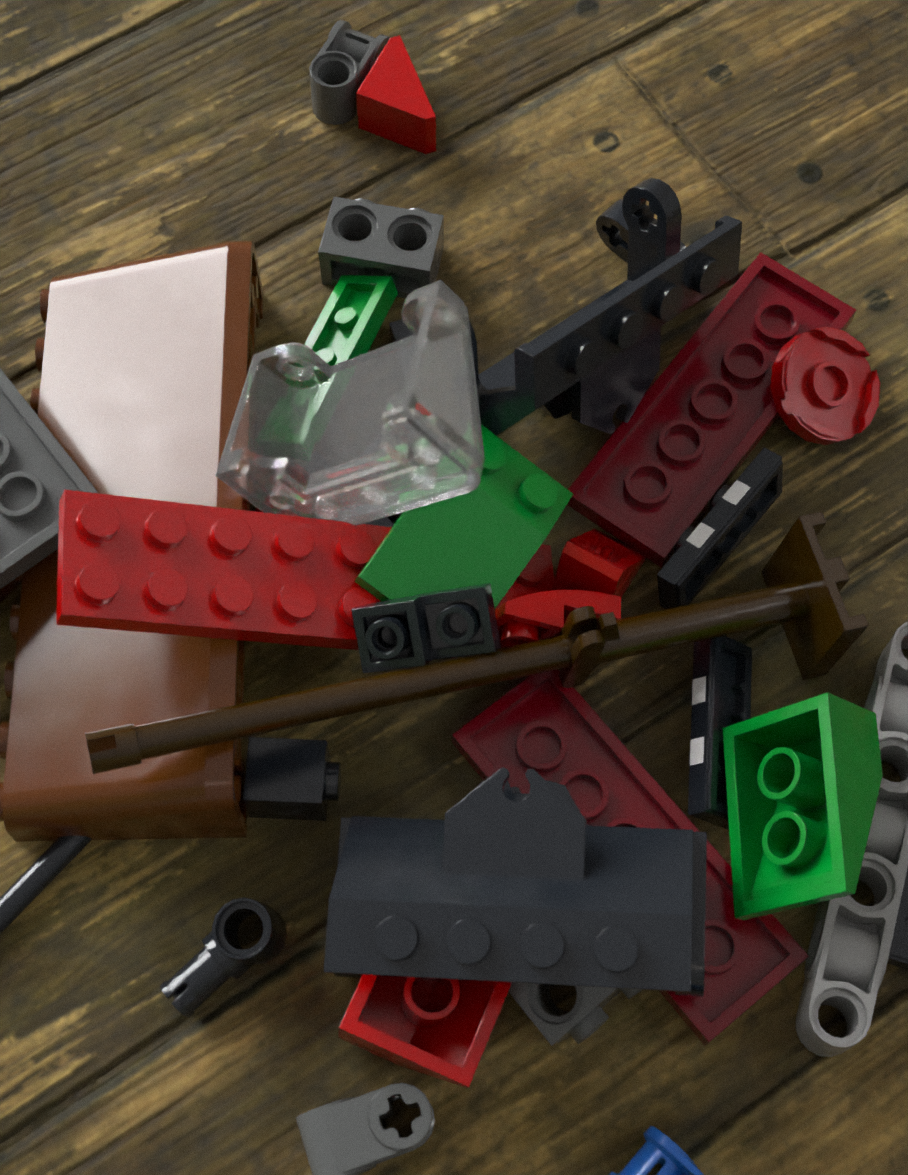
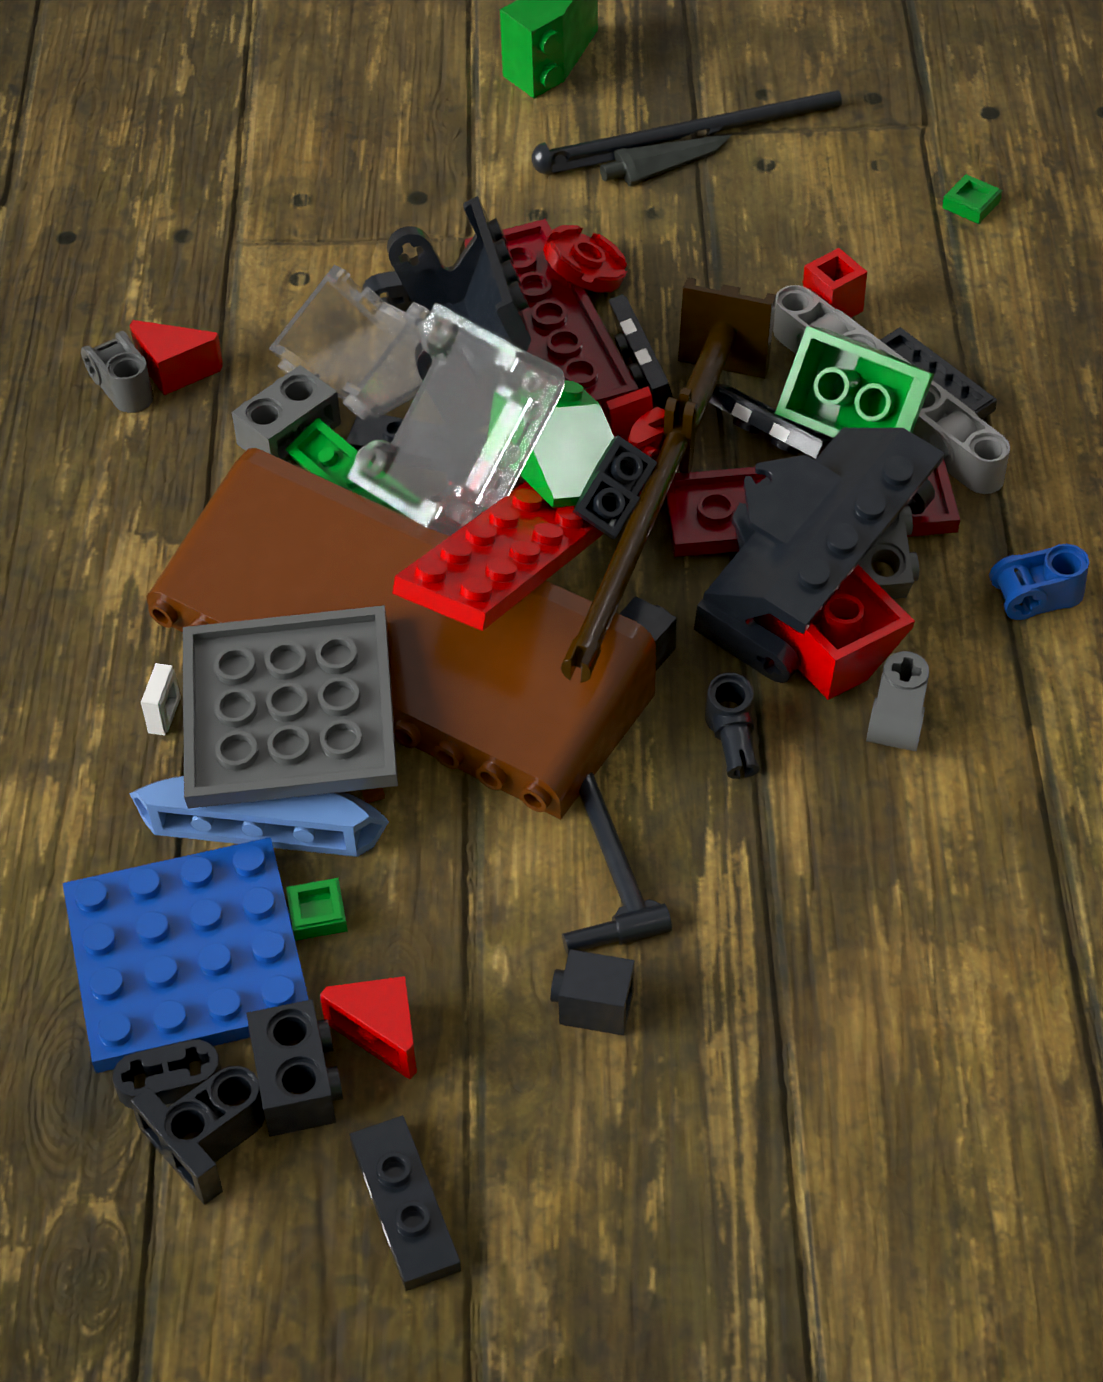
camera: 55 degrees left, 15 degrees down
(520, 253) = (355, 345): none -> clear windscreen

